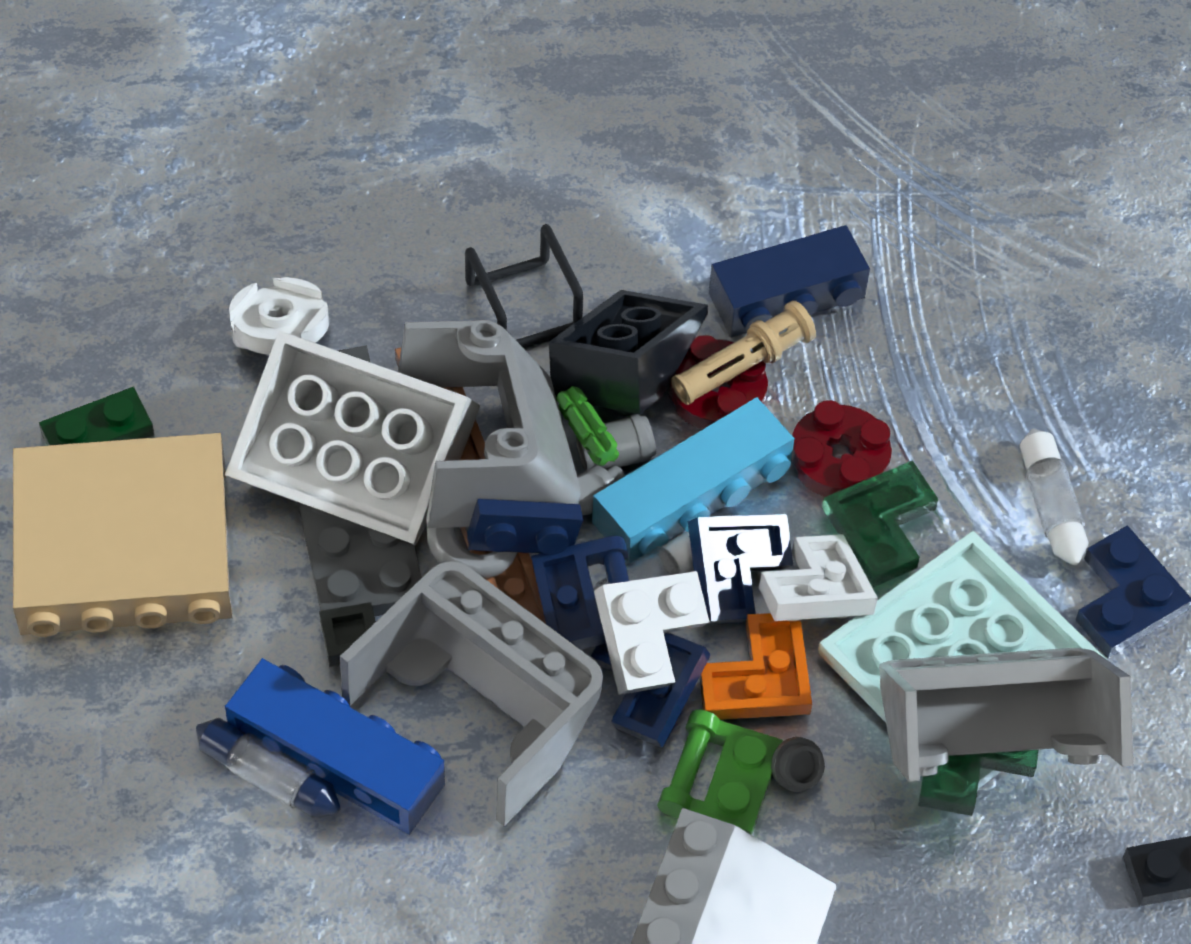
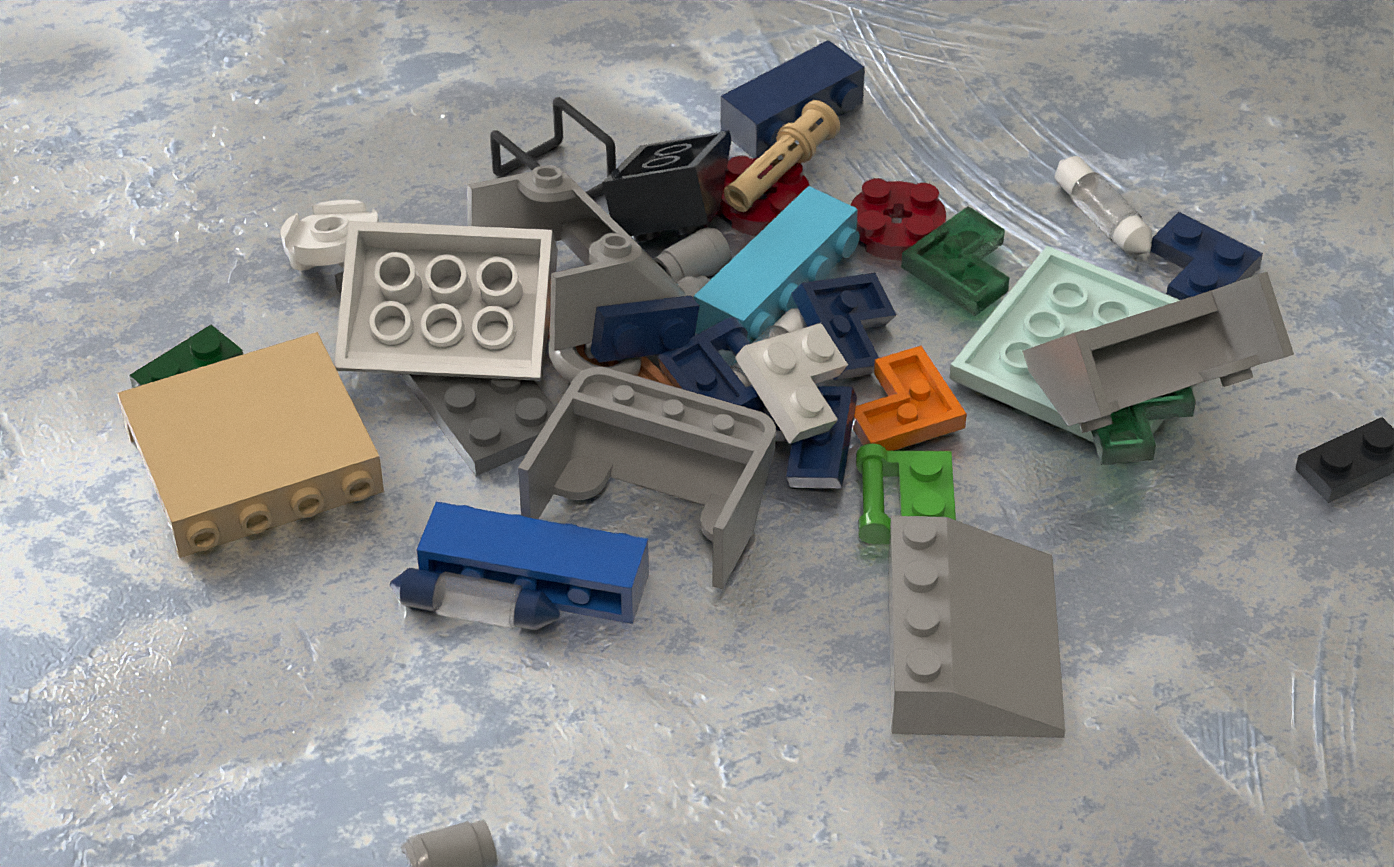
camera: 15 degrees left, 10 degrees down
(343, 627) = (499, 469): pearl dark grey plate -> none
(587, 426) = (665, 243): bright green axle -> none
(797, 764) = (974, 466): dark grey plate -> none
(823, 586) = (930, 315): white plate -> none

